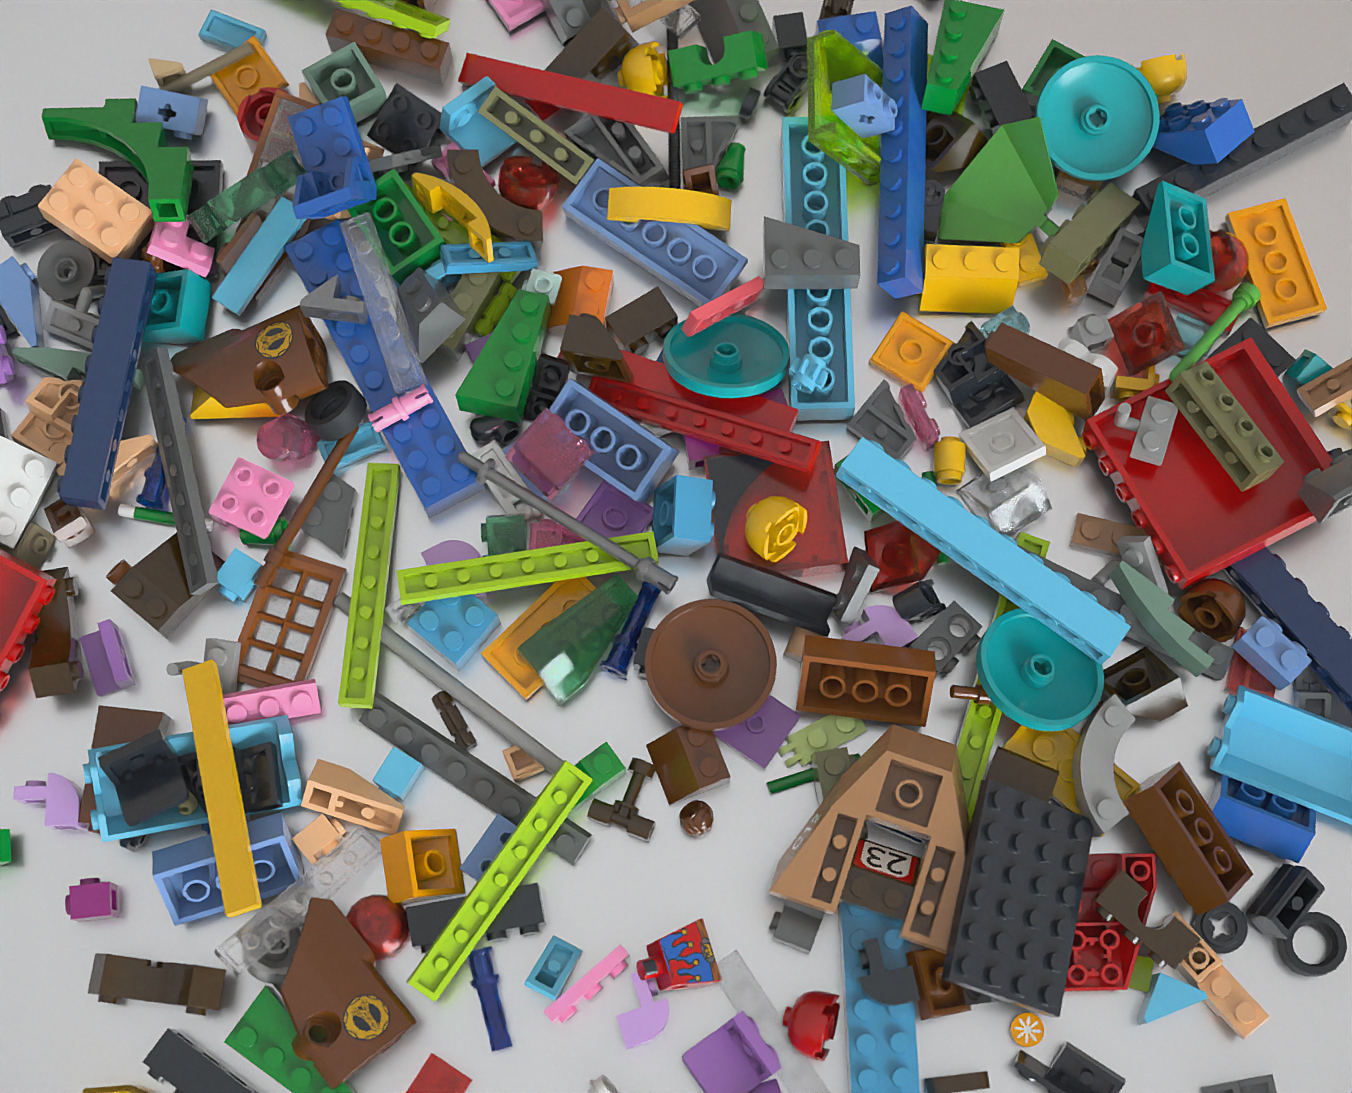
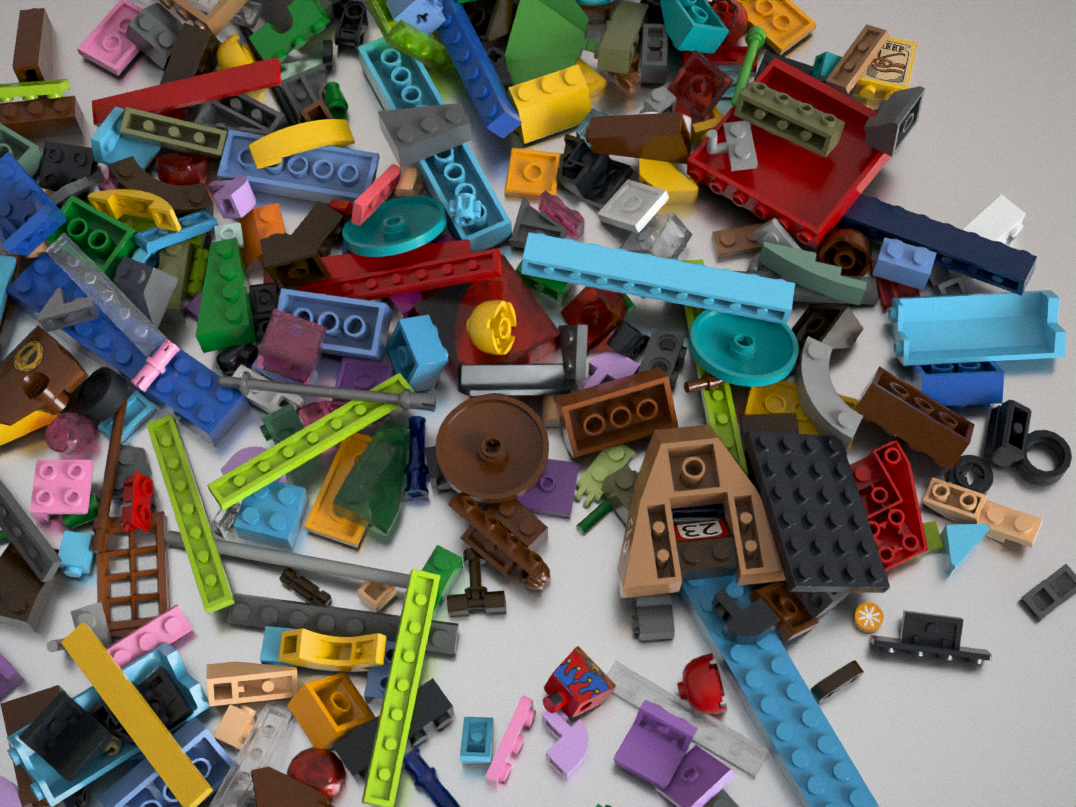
camera: 25 degrees left, 10 degrees down
(328, 537) = (138, 492): none -> red hinge
(448, 806) = (332, 653): none -> yellow arch
(567, 241) = (233, 197): none -> lavender brick
(667, 767) = (493, 541): none -> reddish brown bracket
(679, 305) = (342, 207): none -> red tile
(768, 306) = (409, 184): none -> light nougat brick
(949, 460) = (599, 231): yellow brick -> none
(1167, 942) = (891, 484): dark brown arch -> none

